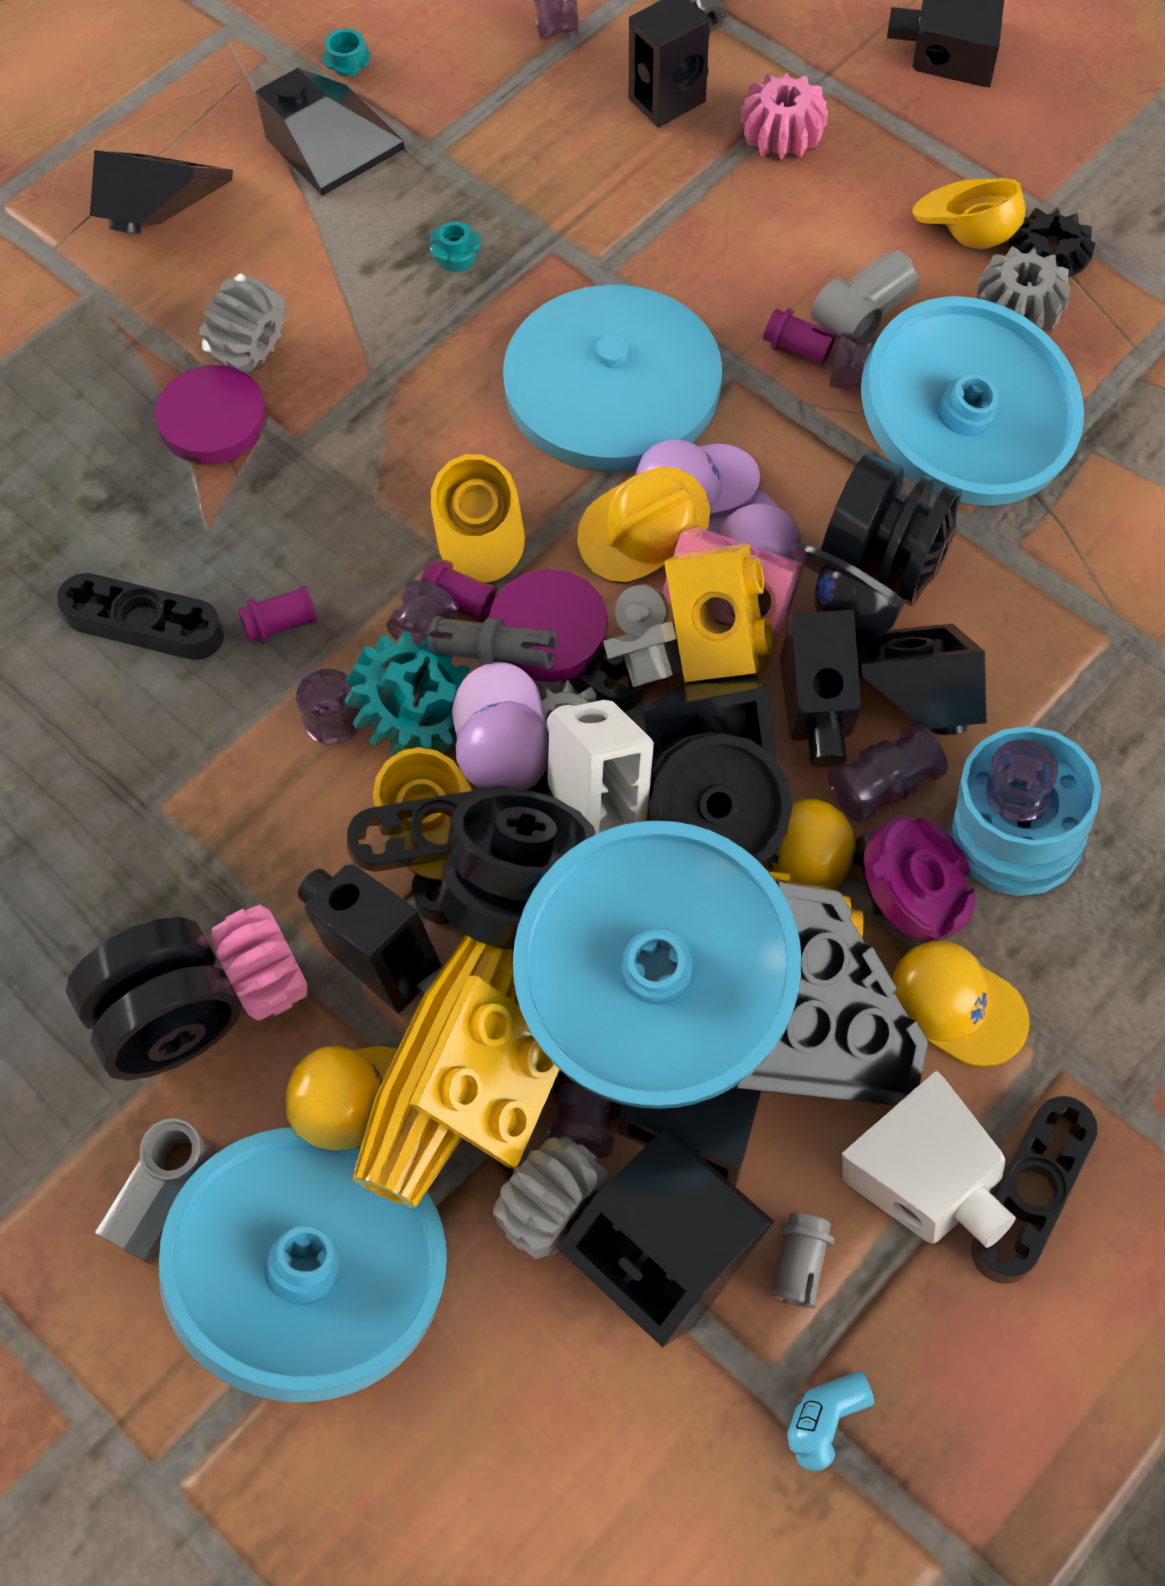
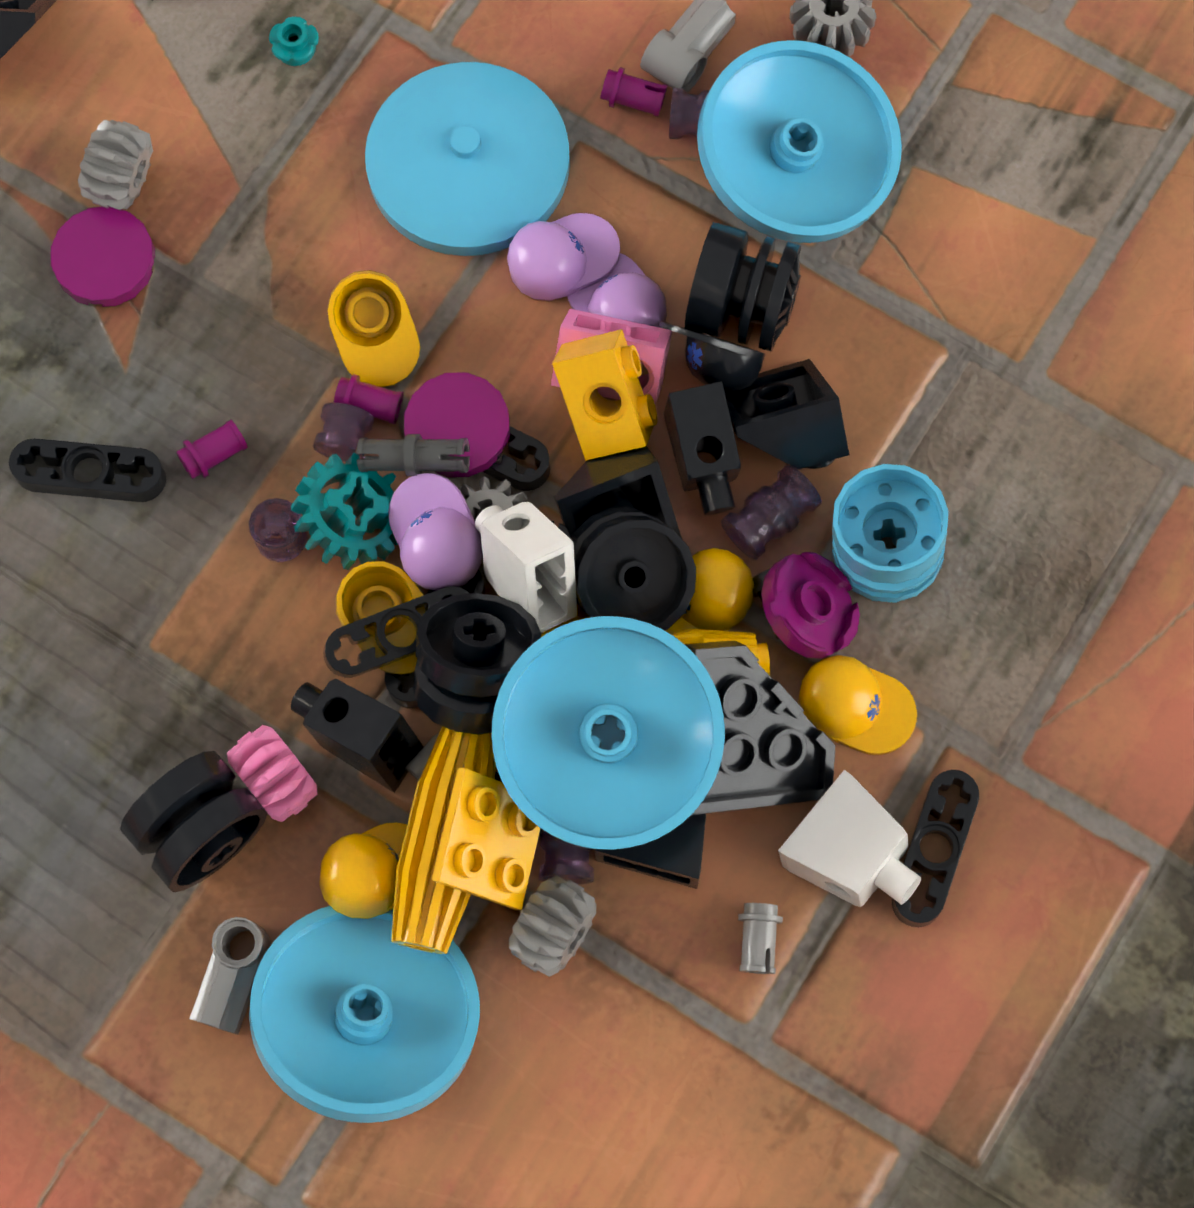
camera: 10 degrees left, 10 degrees up
(640, 522) = (522, 310): yellow piece -> none
(650, 640) = (547, 427): light grey hips -> none
(665, 1237) = (649, 941): black slope -> none
(818, 1417) = (789, 1055): medium azure arm -> none
(1027, 764) = (883, 501): clear purple wheel -> none

